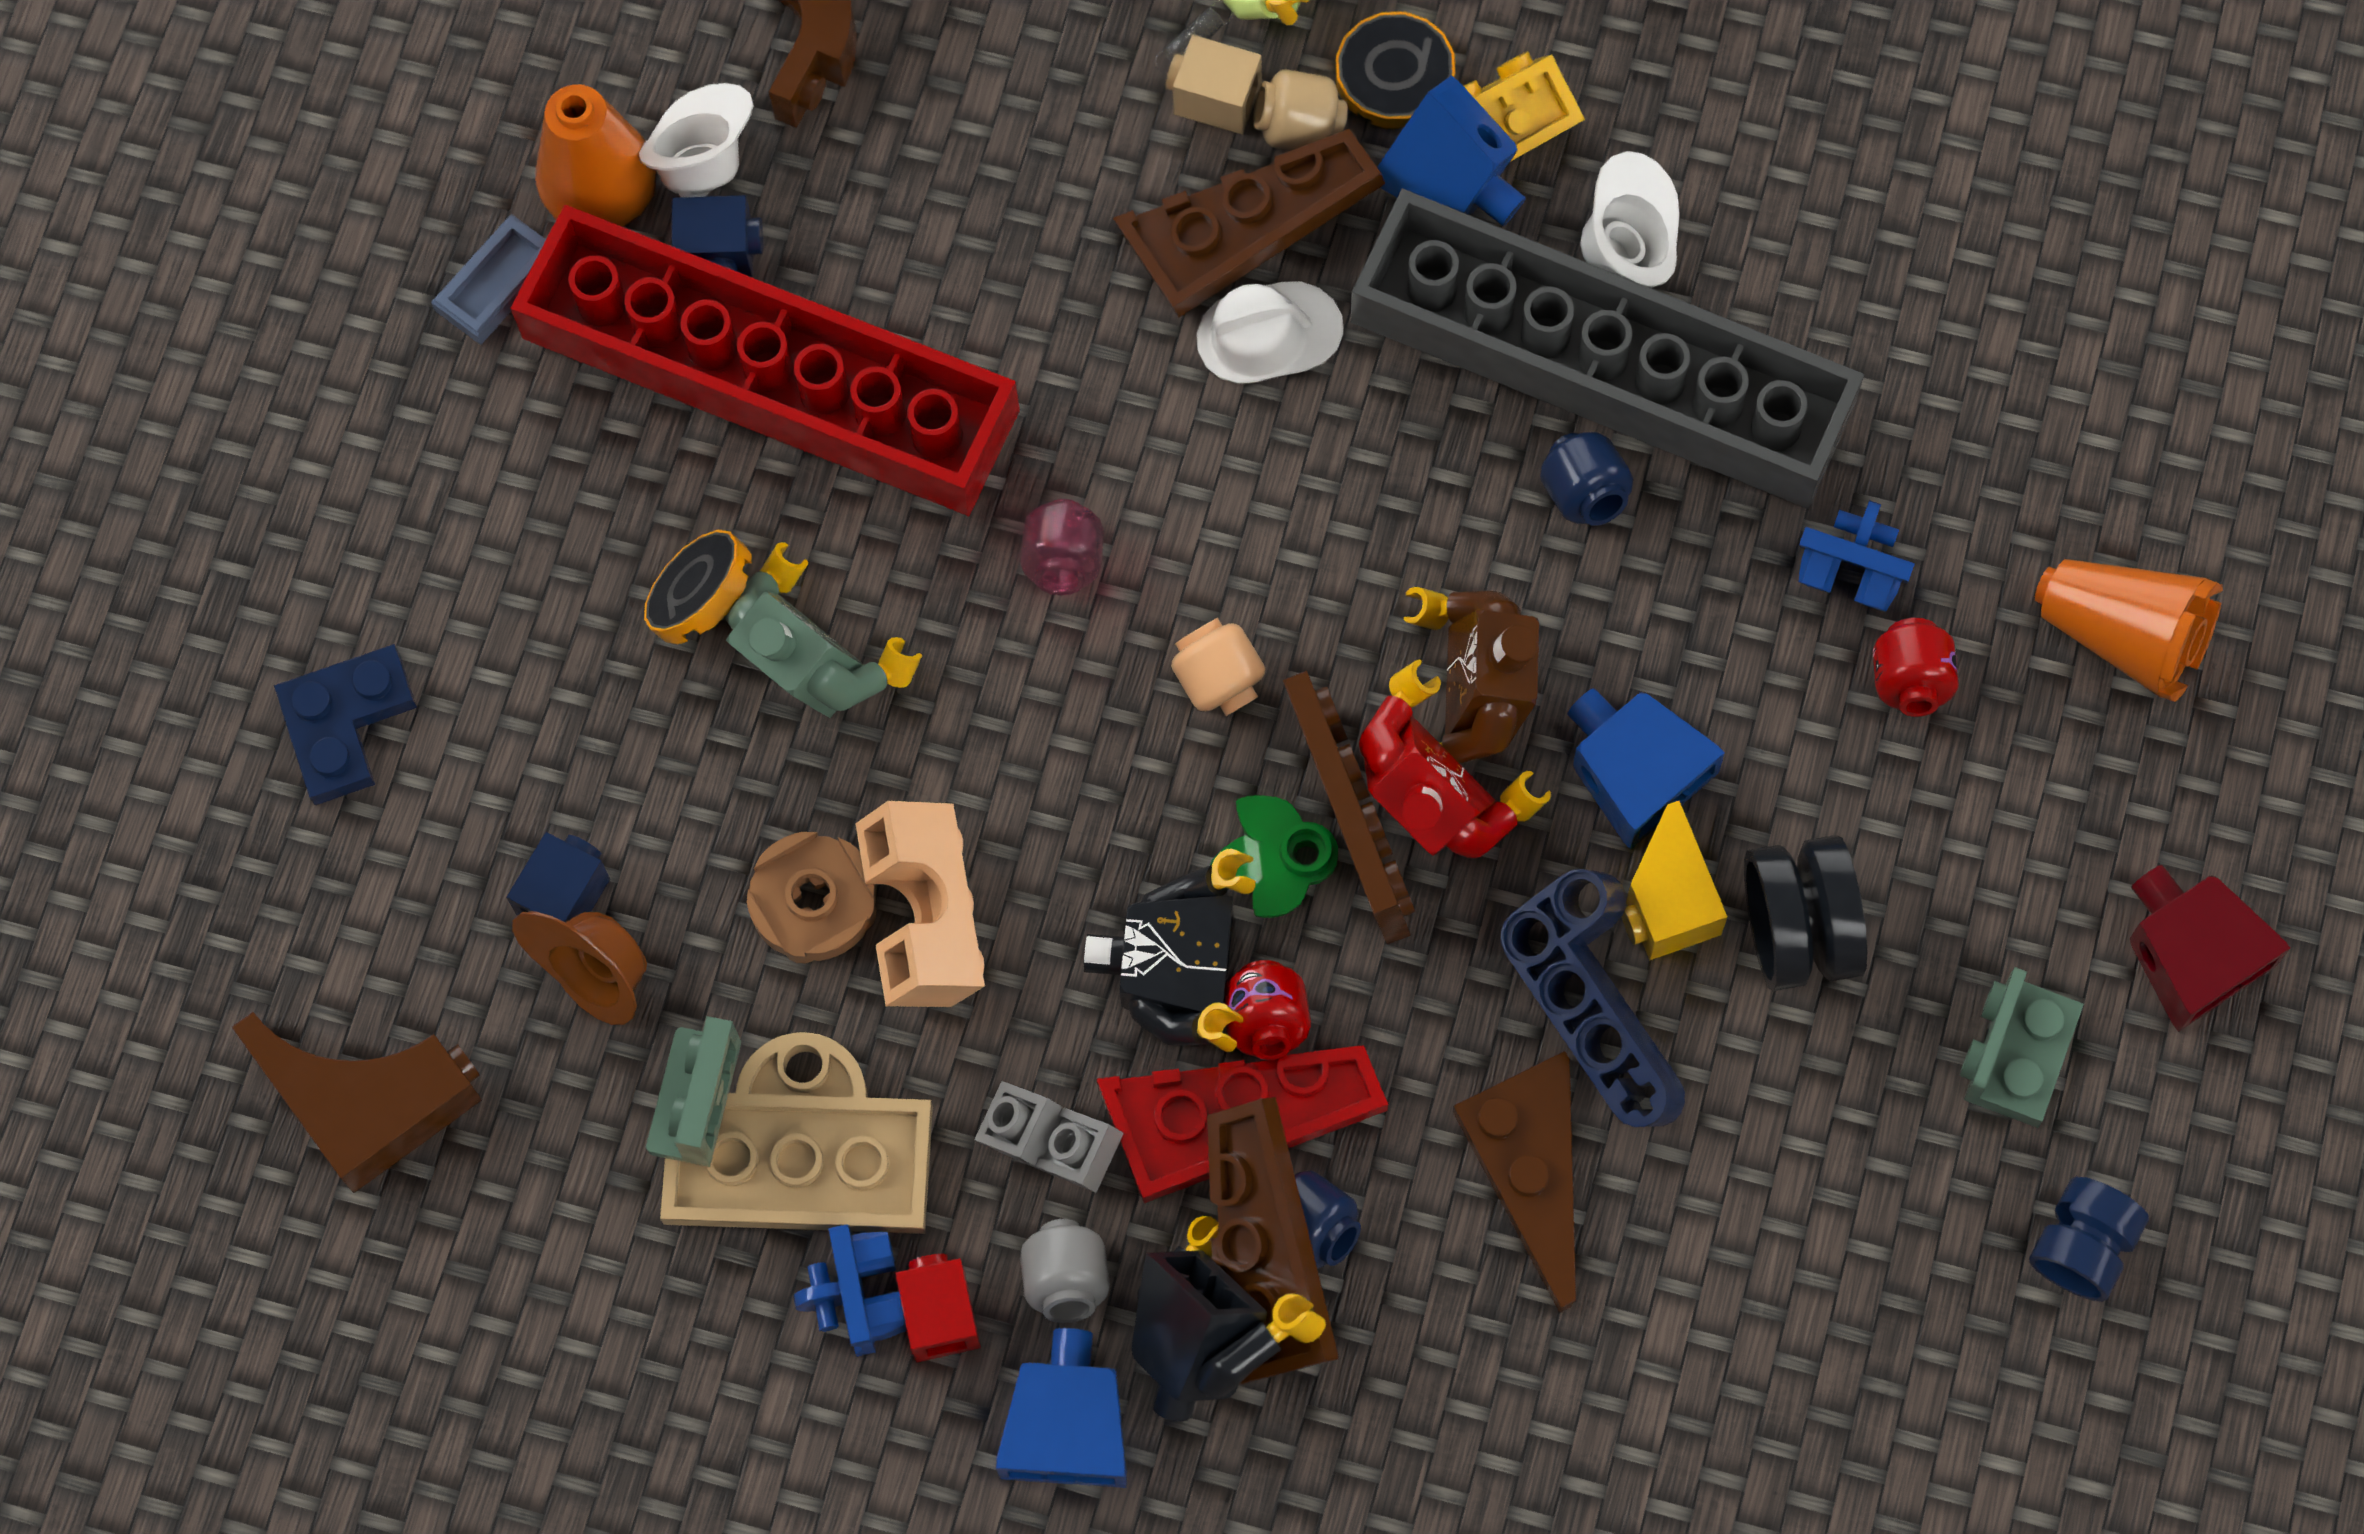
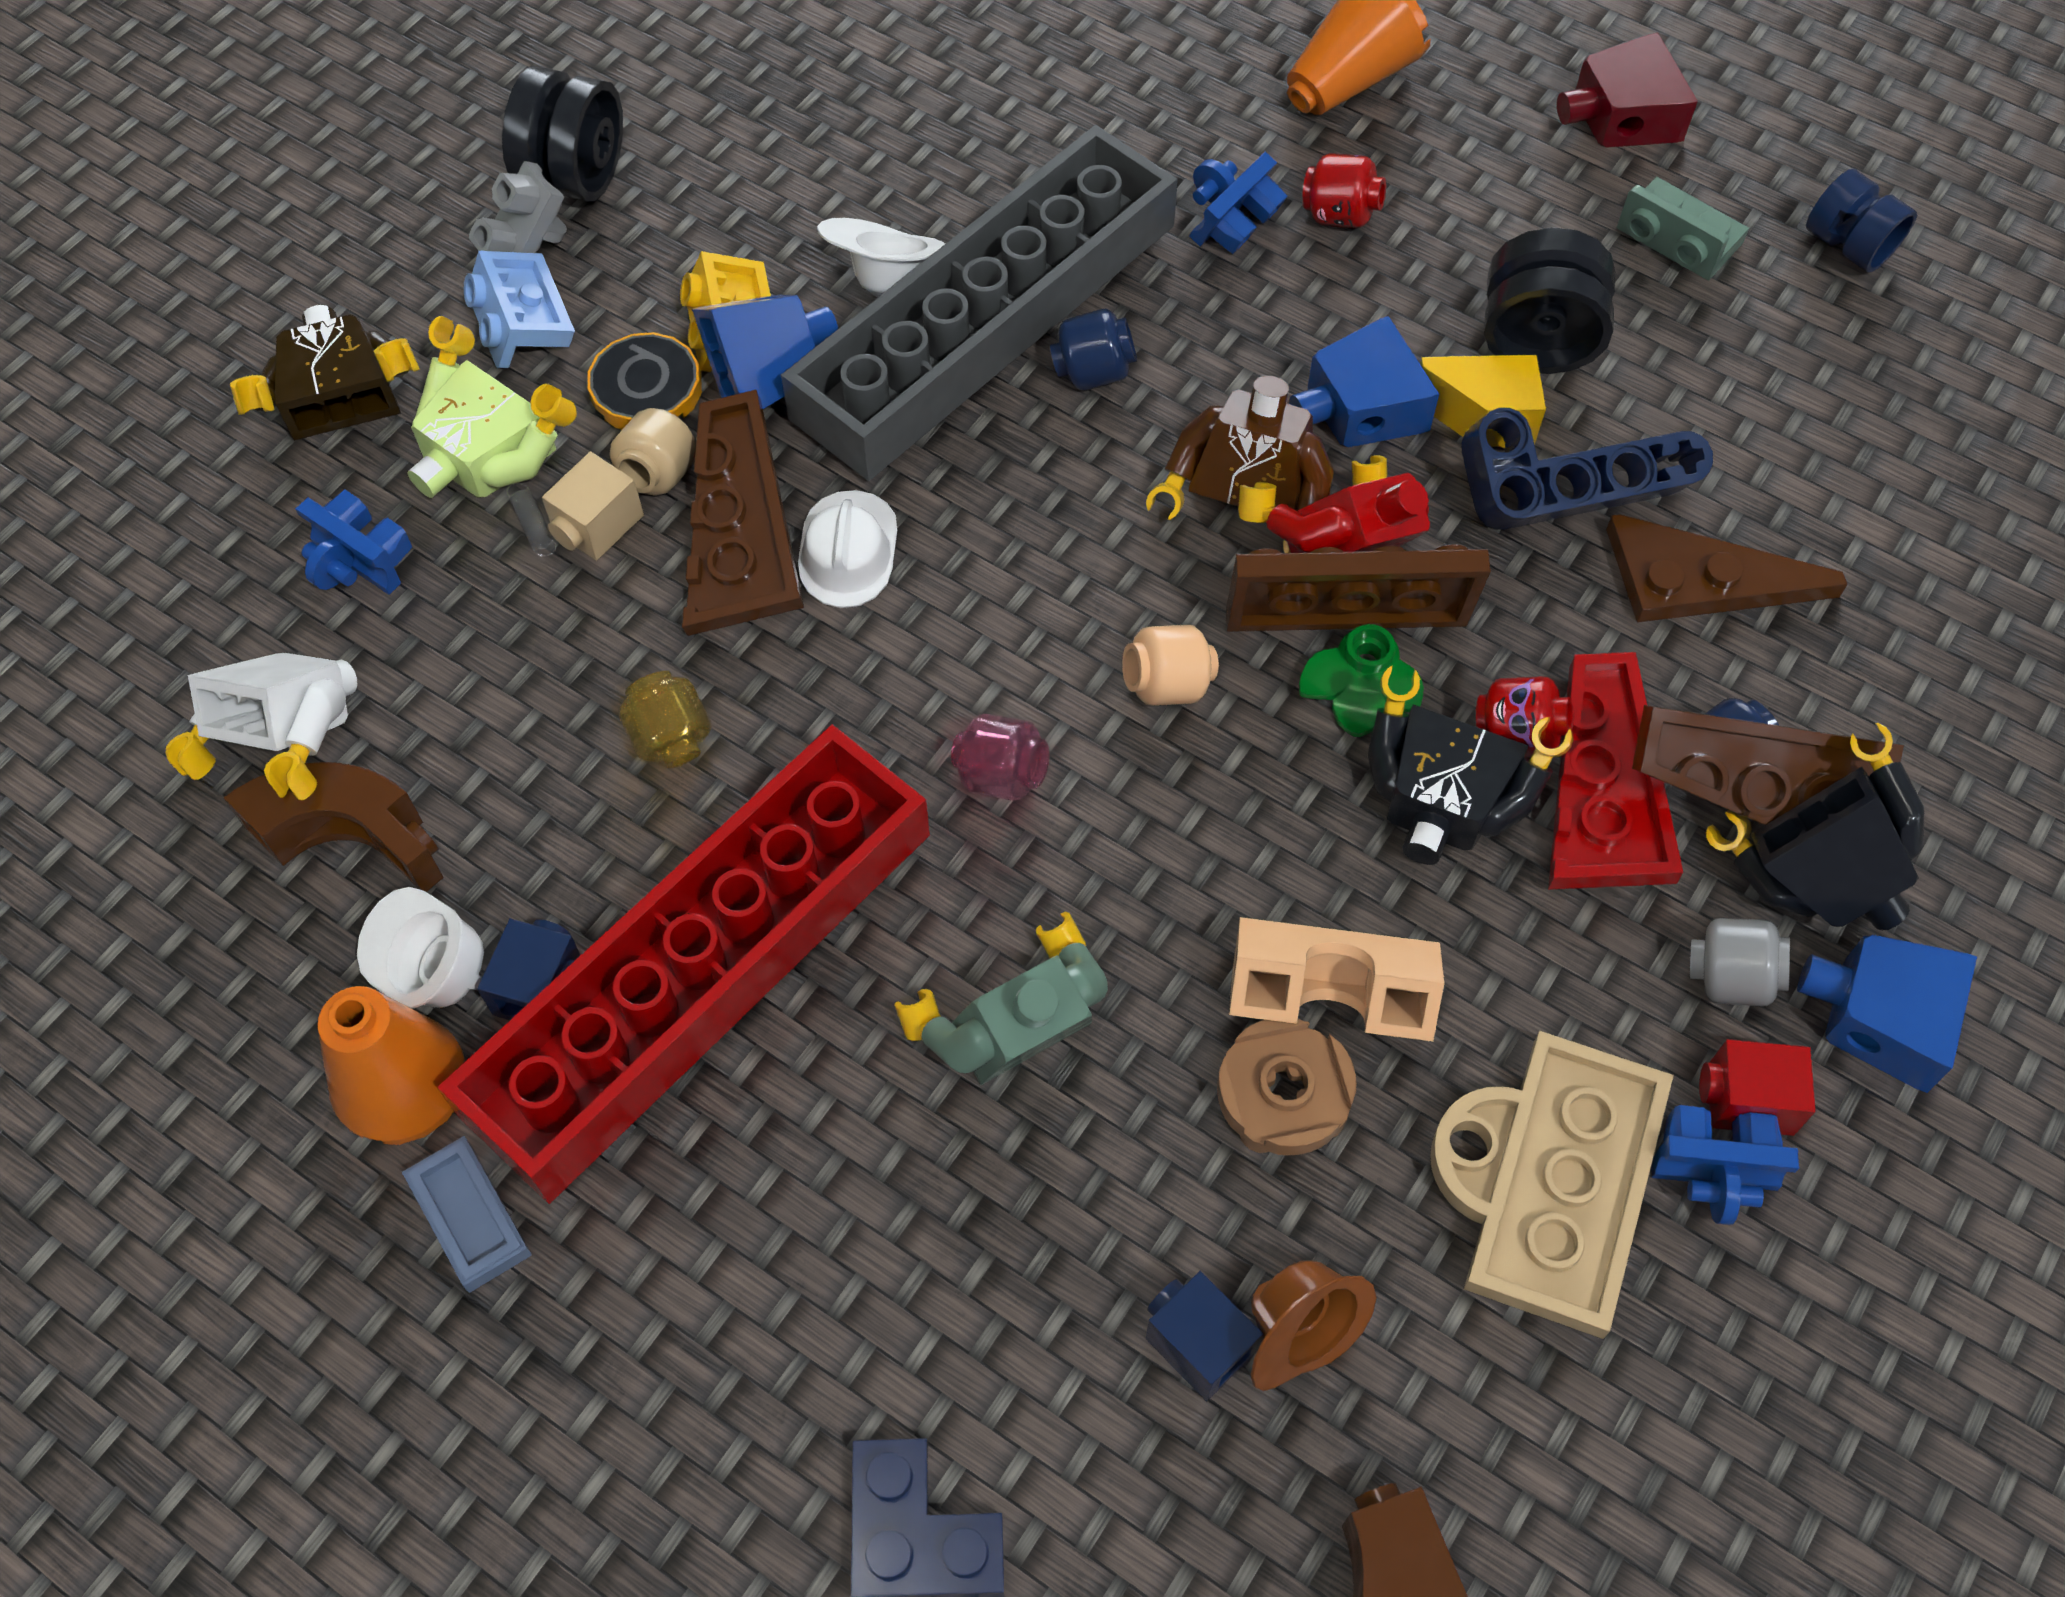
camera: 75 degrees left, 10 degrees down
(694, 1092) = (1497, 1241): sand green bracket -> none
(697, 586) = (920, 1090): tile -> none
(1001, 242) = (664, 719): none -> clear yellow head
(1049, 1136) = (1597, 940): light grey slope -> none

